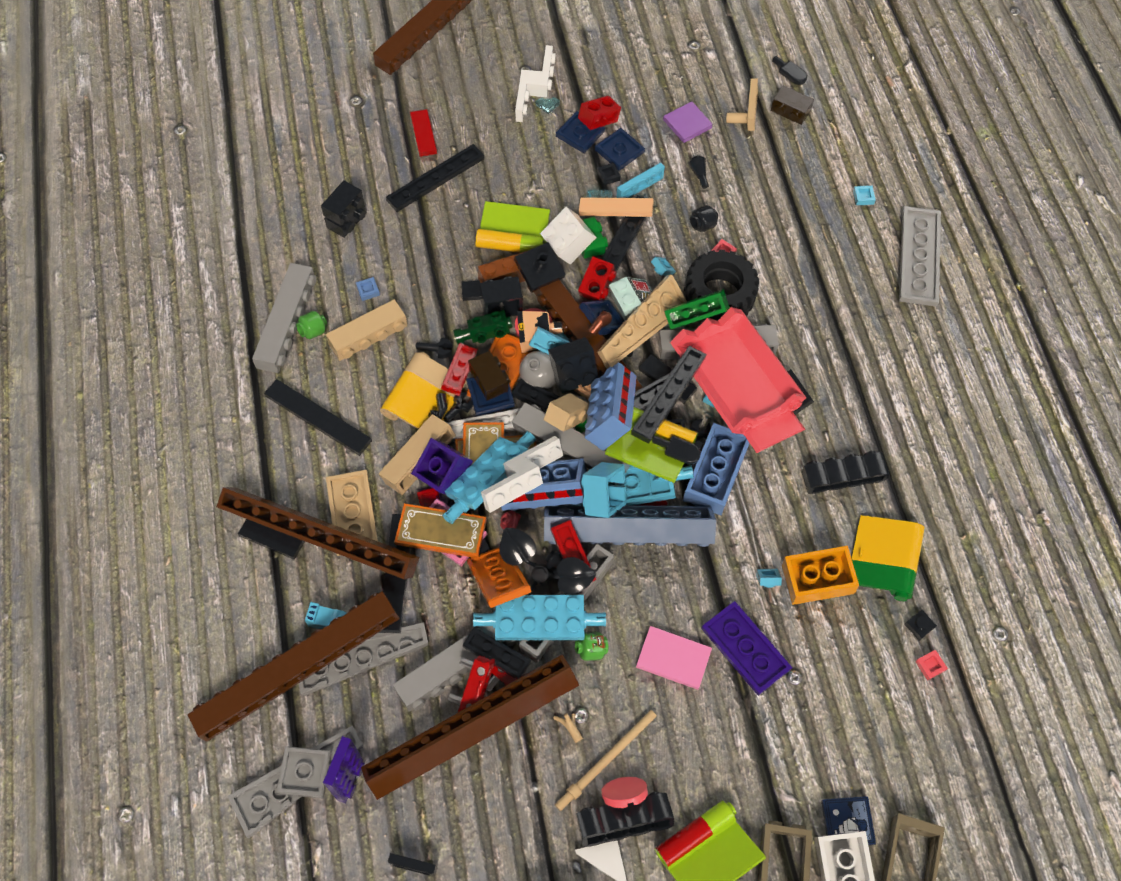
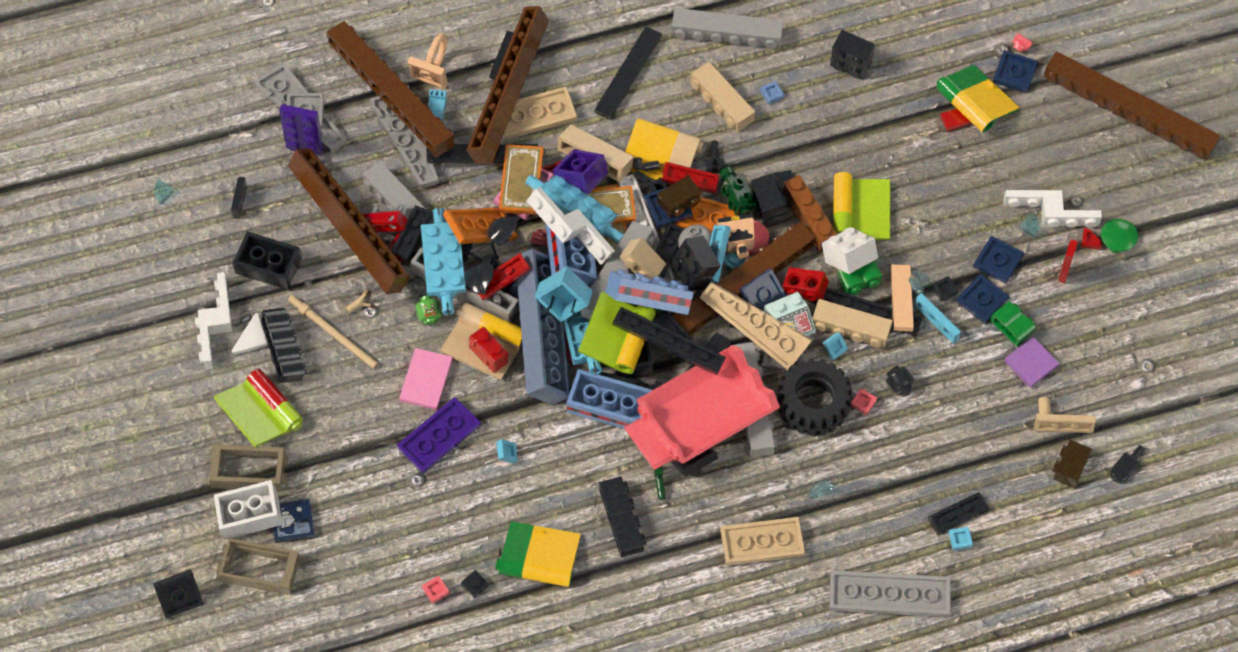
camera: 85 degrees right, 0 degrees up
(276, 618) = (430, 71): none -> light nougat tile
(311, 325) = (720, 50): bright green head -> none
(354, 82) = (1021, 43): none -> coral plate
(382, 93) = (1015, 71): none -> dark blue tile
(410, 121) = (976, 97): none -> yellow door
(434, 178) = (915, 133): black tile -> none
(509, 831) = (267, 260): none -> black brick
(539, 266) = (806, 227): black tile -> none
(566, 43) = (1119, 235): none -> green dish
(567, 65) = (1090, 240): none -> red tile
(599, 112) = (1016, 273): red brick -> none
(600, 70) = (1067, 261): none -> red tile
(601, 321) = (749, 284): copper arm -> none
(624, 791) = (303, 341): coral tile -> none
(633, 591) = (469, 321): none -> tan door
(641, 248) = (852, 323): none -> tan brick
(650, 127) = (1013, 323): none -> green brick
(651, 582) = (488, 349): none -> red brick
(679, 449) = (611, 352): black piece -> none
(697, 309) = (770, 364): green brick -> none
(698, 166) = (968, 374): black cone -> none
(806, 434) = (658, 475): none -> dark green bar
(815, 295) = (821, 489): none -> clear light blue tile
(820, 575) = (510, 490): light orange brick -> none
(836, 196) = (958, 513): none -> black tile
(869, 352) = (762, 541): none -> tan plate

